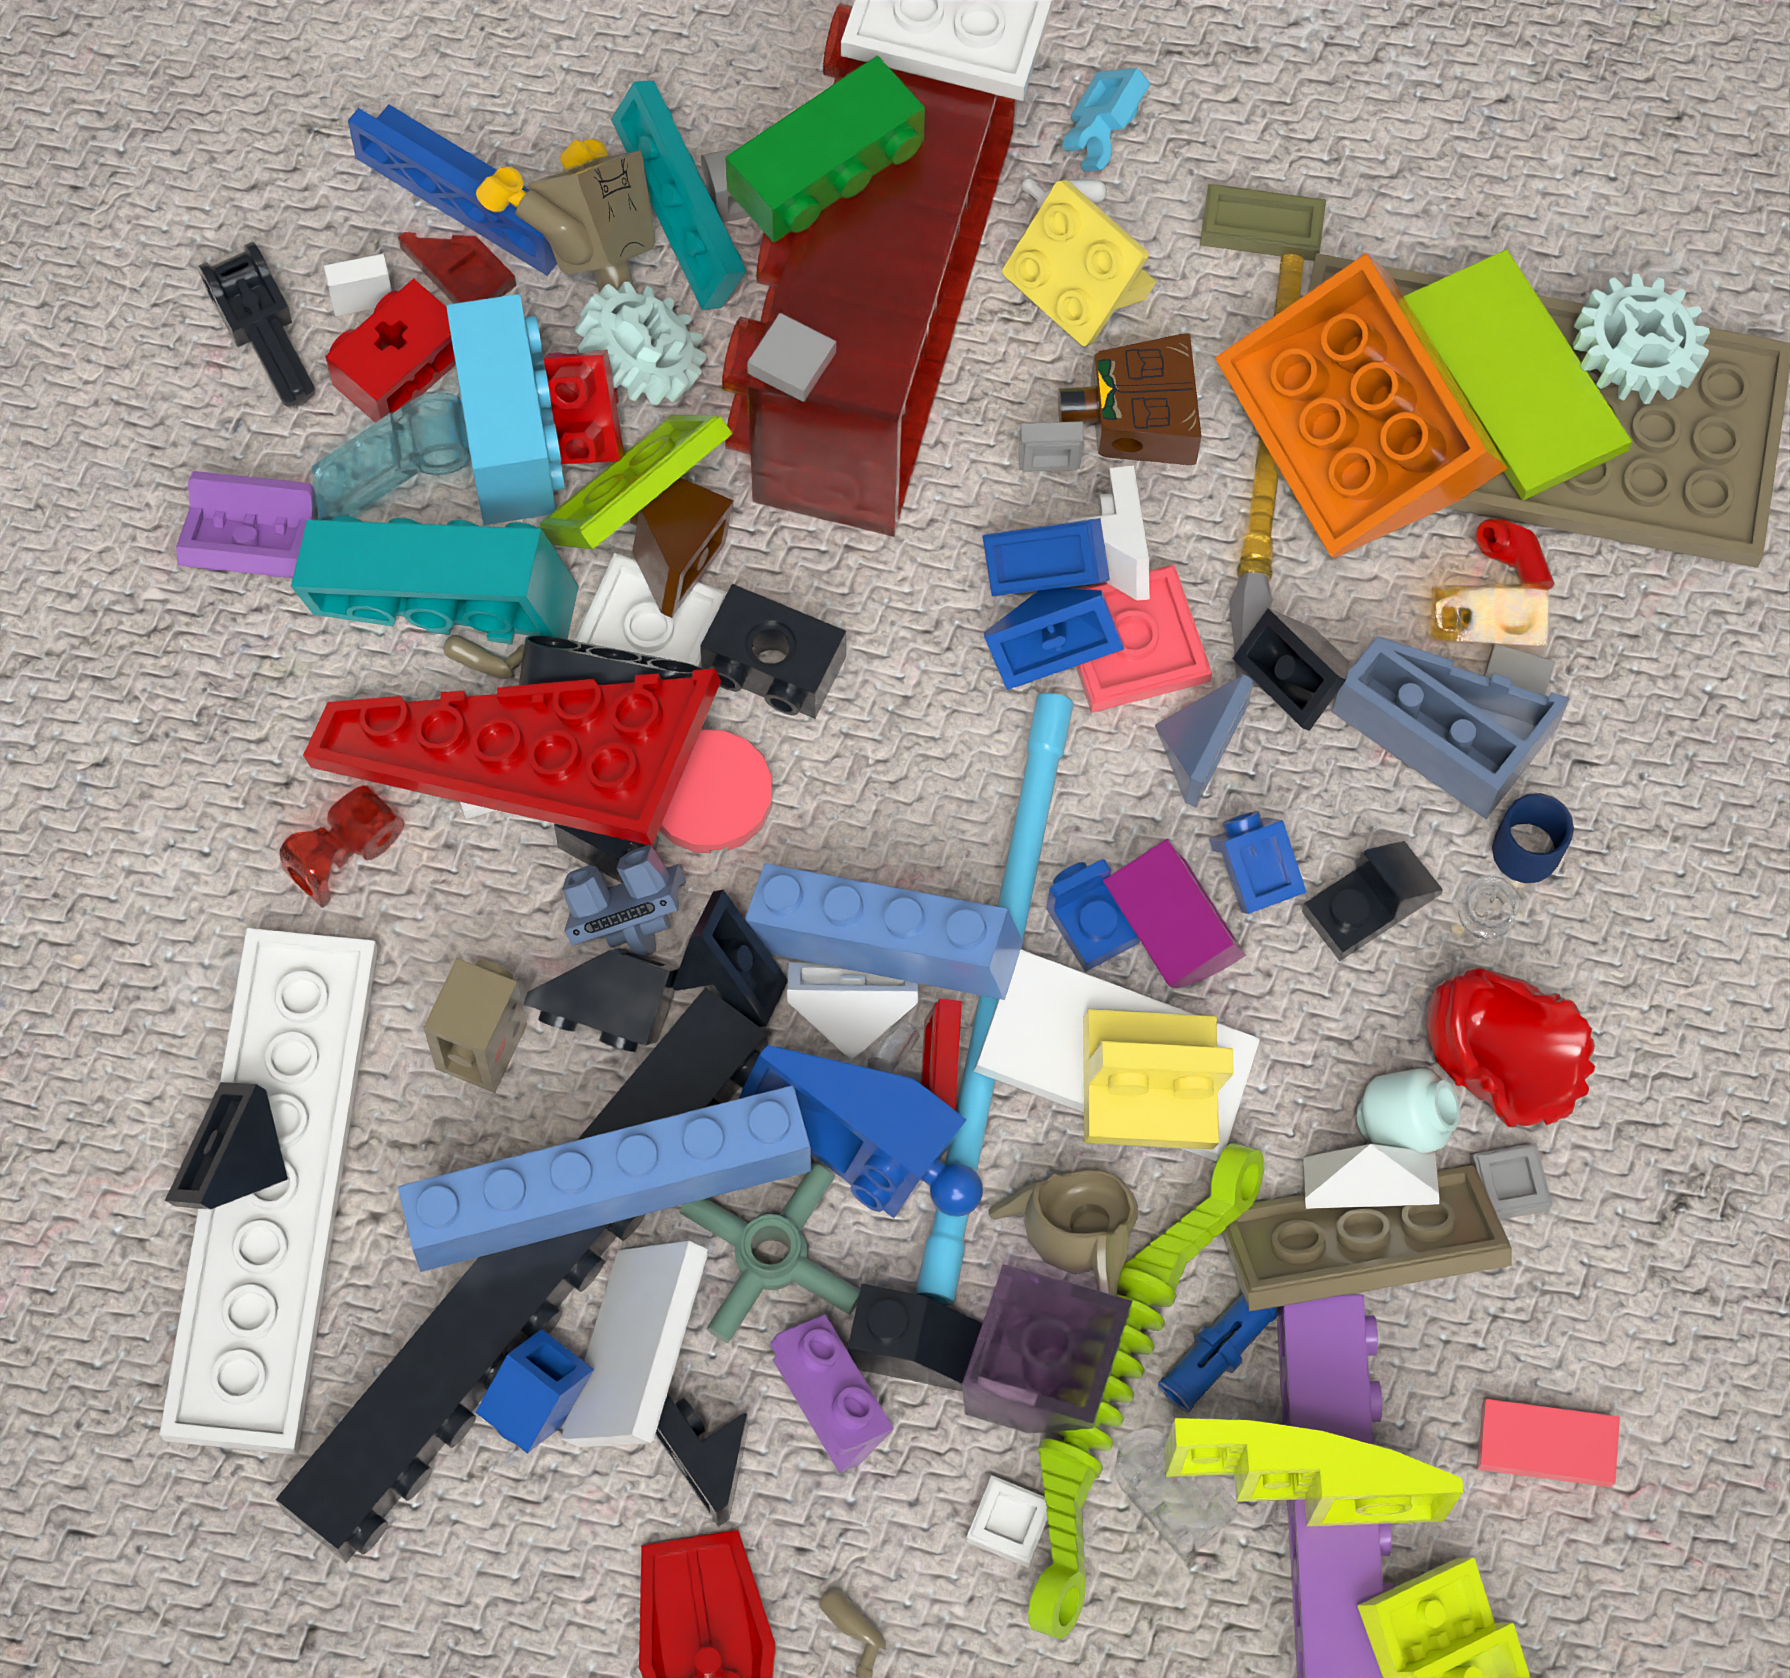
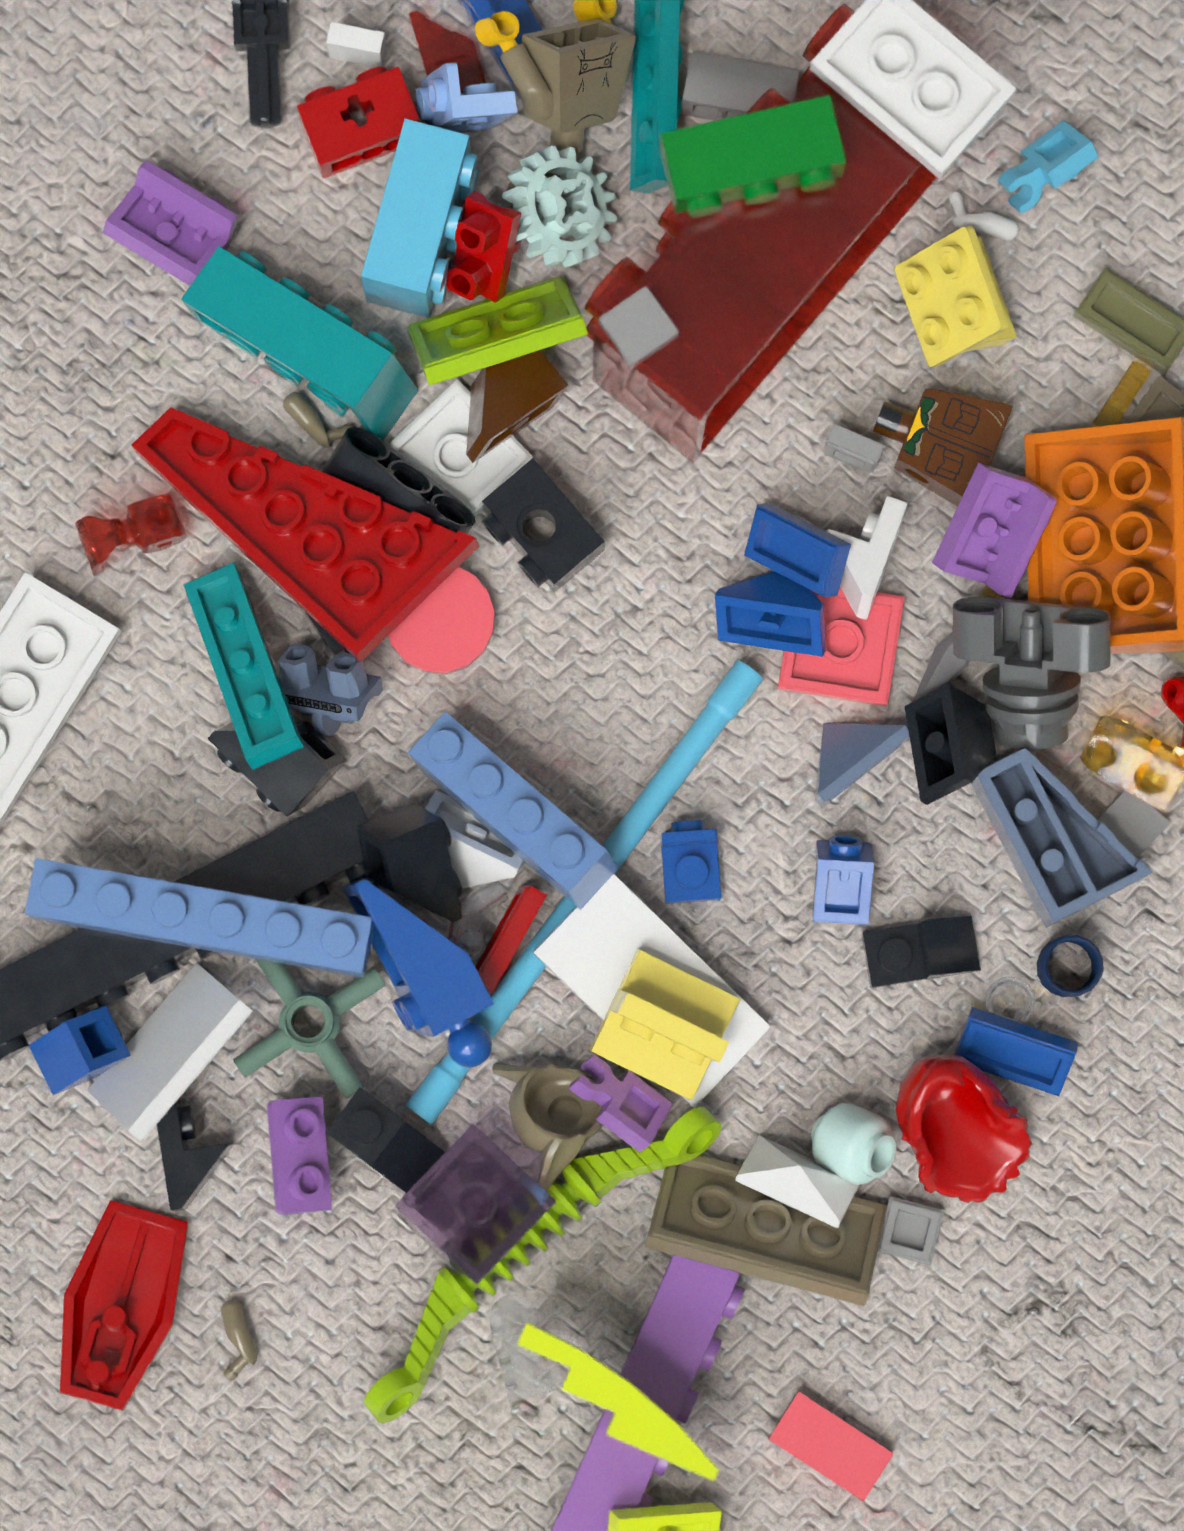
camera: 25 degrees right, 15 degrees up
(419, 437) = (308, 222): clear light blue plate -> none
(476, 1023) = (164, 737): dark tan brick -> none
(510, 271) = (477, 109): none -> light blue bracket
(529, 912) = (243, 666): none -> teal plate
(732, 959) = (382, 774): black slope -> none
(803, 1014) = (412, 859): none -> black slope
(1009, 1521) = (392, 1311): white tile -> none
(1153, 1175) = (628, 1103): none -> medium lavender plate
(1174, 916) = (753, 896): magenta brick -> none
(1187, 1380) = (576, 1270): blue pin -> none
(1236, 449) = (995, 529): none -> medium lavender bracket
(1330, 535) = (1038, 660): none -> dark grey beam
(1527, 946) = (1016, 1051): none -> blue tile

